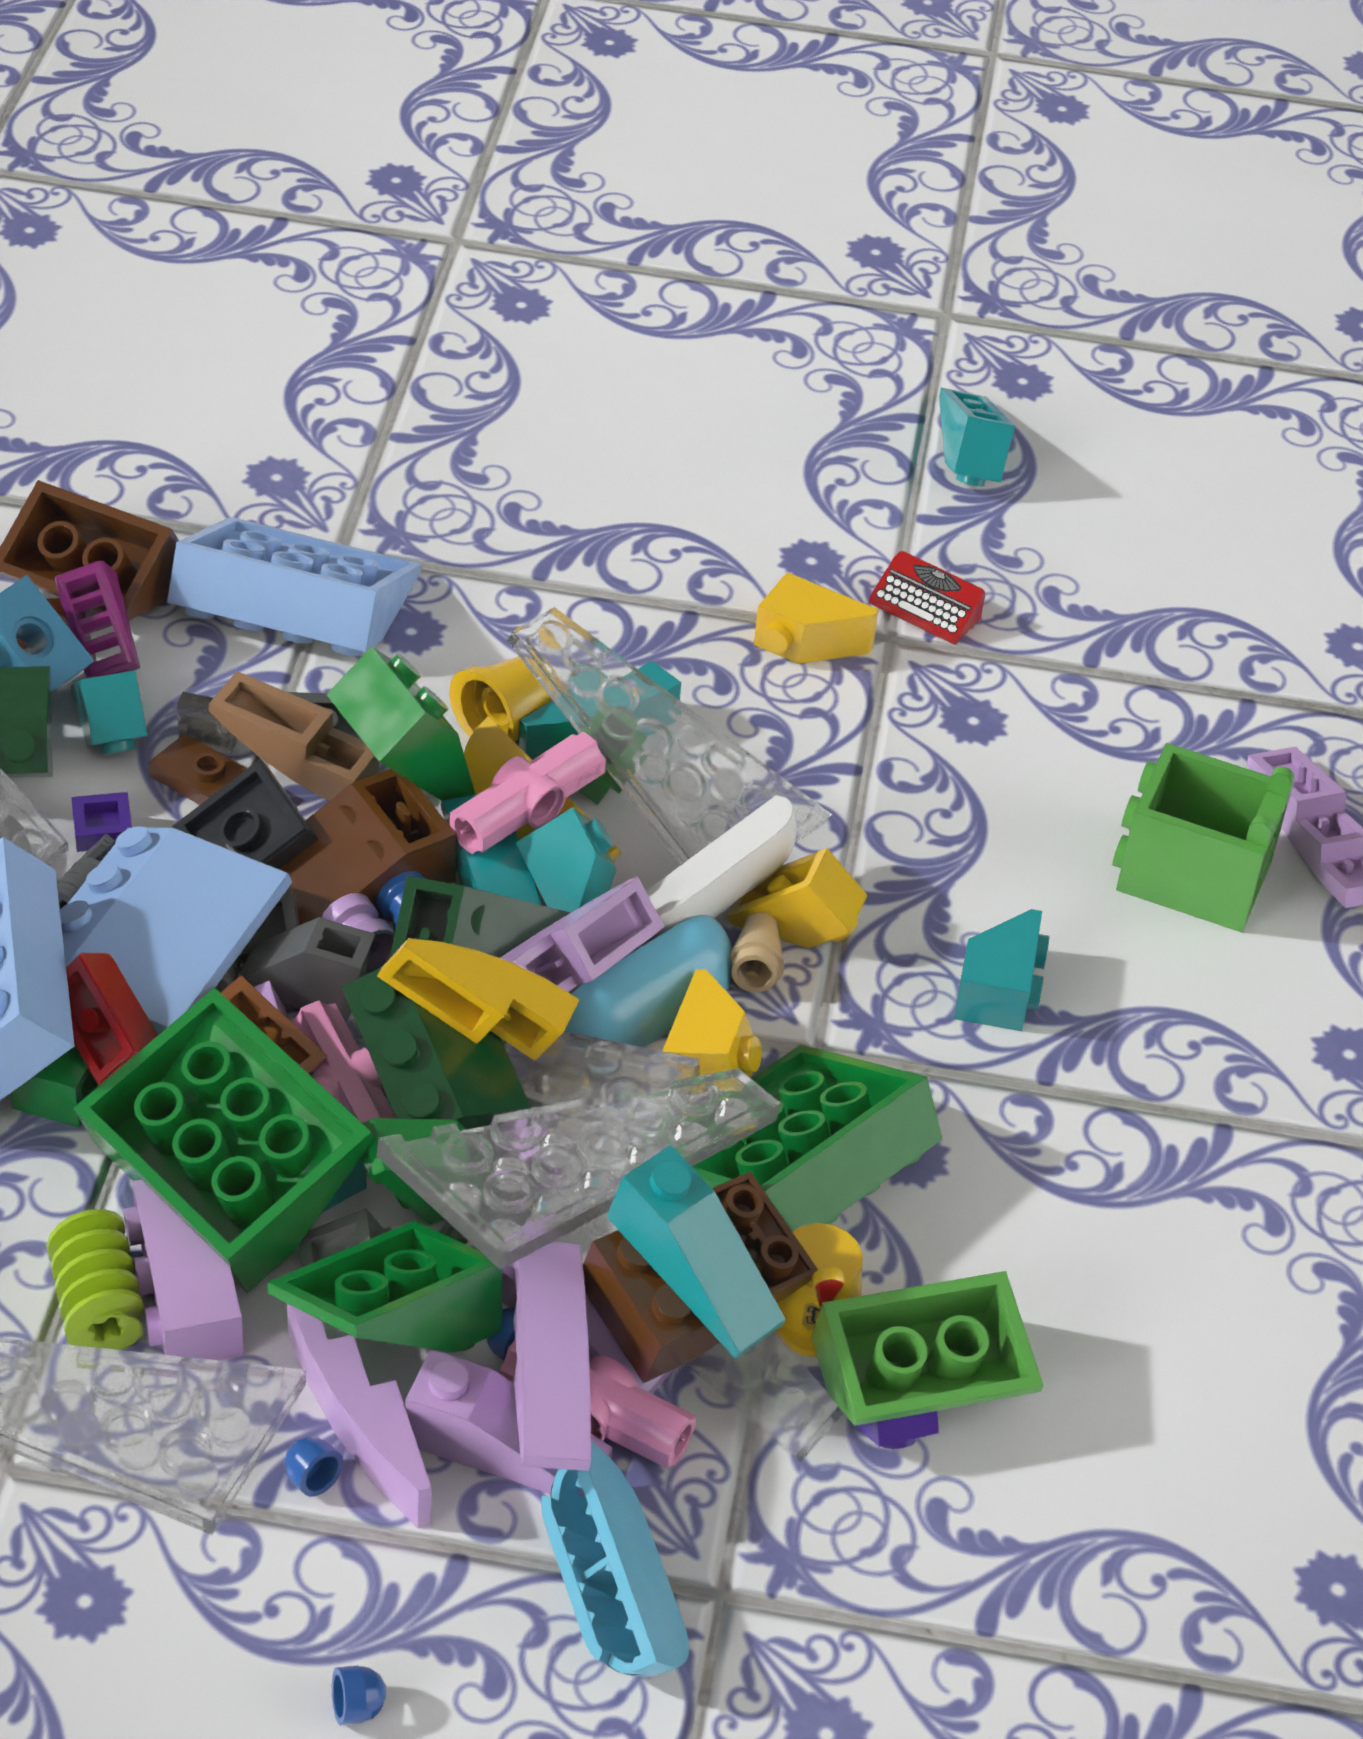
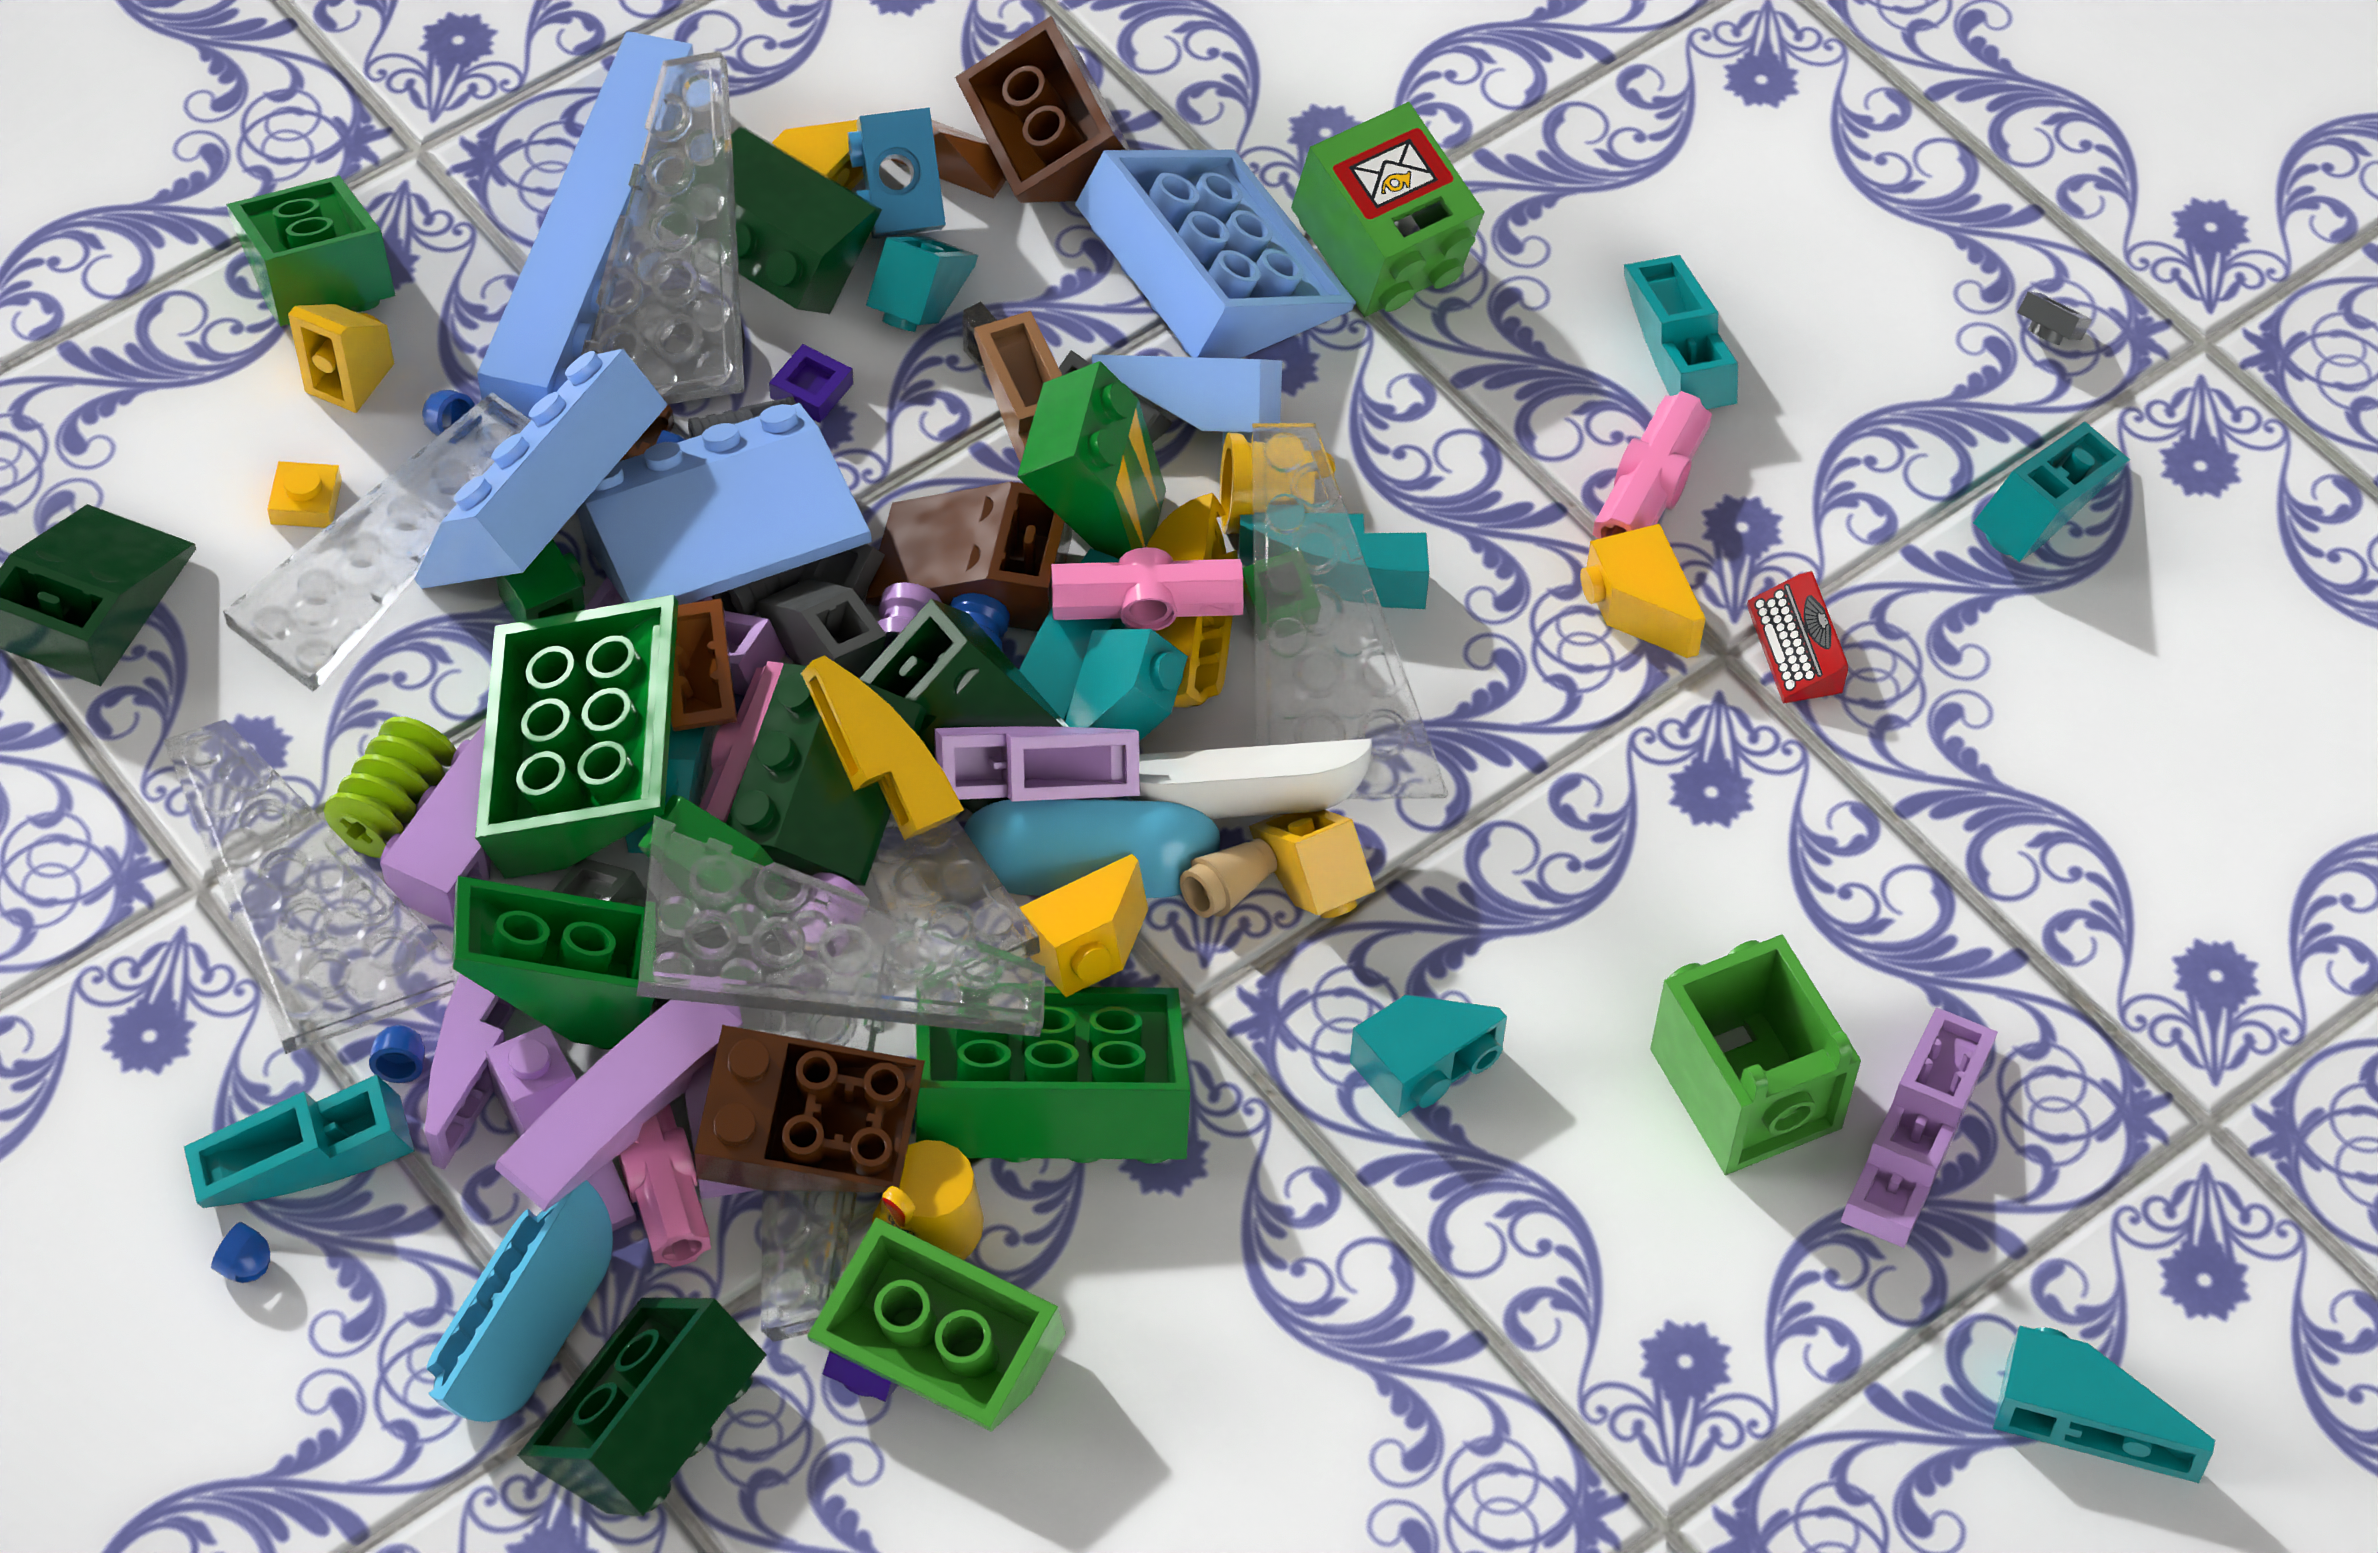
camera: 45 degrees right, 10 degrees up
(86, 590) = (984, 153): magenta slope -> none
(105, 1015) = (593, 556): red slope -> none
(193, 769) = (946, 398): reddish brown plate -> none
(252, 819) = (910, 466): black tile -> none
(312, 1583) = (300, 1145): none -> teal slope
(404, 483) = (1368, 181): none -> bright green container
(426, 643) = (1205, 391): none -> light blue slope
(656, 466) = (1682, 331): none -> teal slope
(695, 1249) = (776, 1095): teal slope -> none
(732, 552) = (1655, 466): none -> bright pink piece
(776, 1564) = (645, 1404): none -> dark green slope
(860, 340) = (2052, 319): none -> dark grey plate

